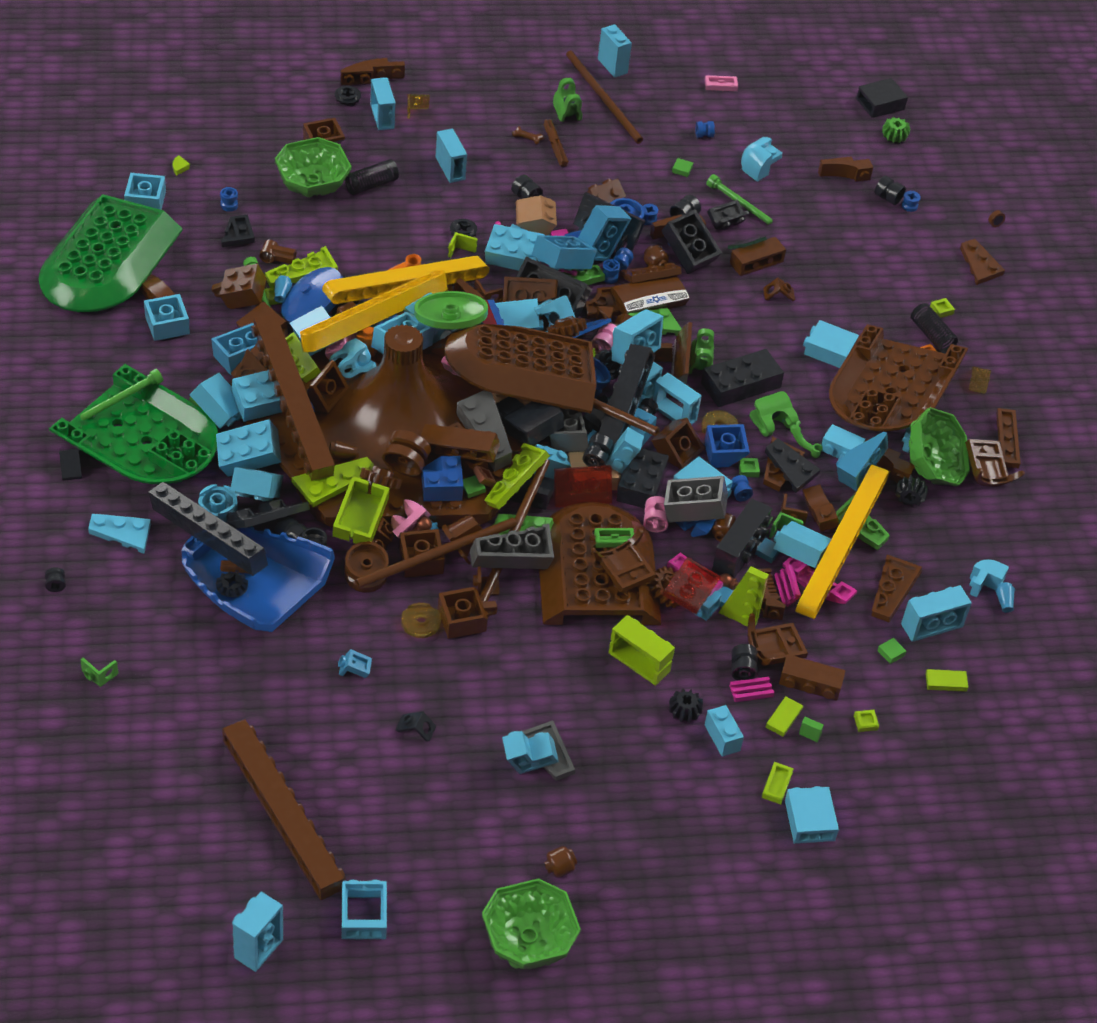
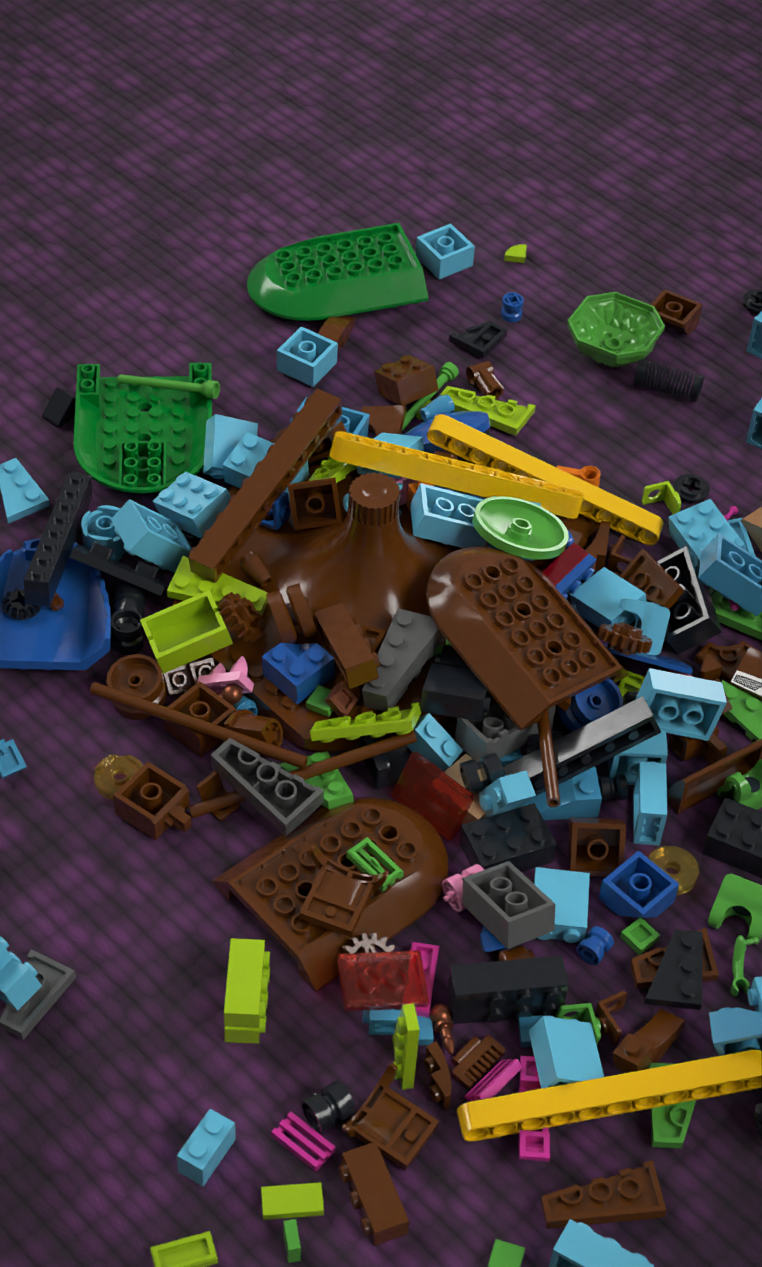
camera: 55 degrees right, 0 degrees up
(686, 705) = (222, 1082): black gear -> none

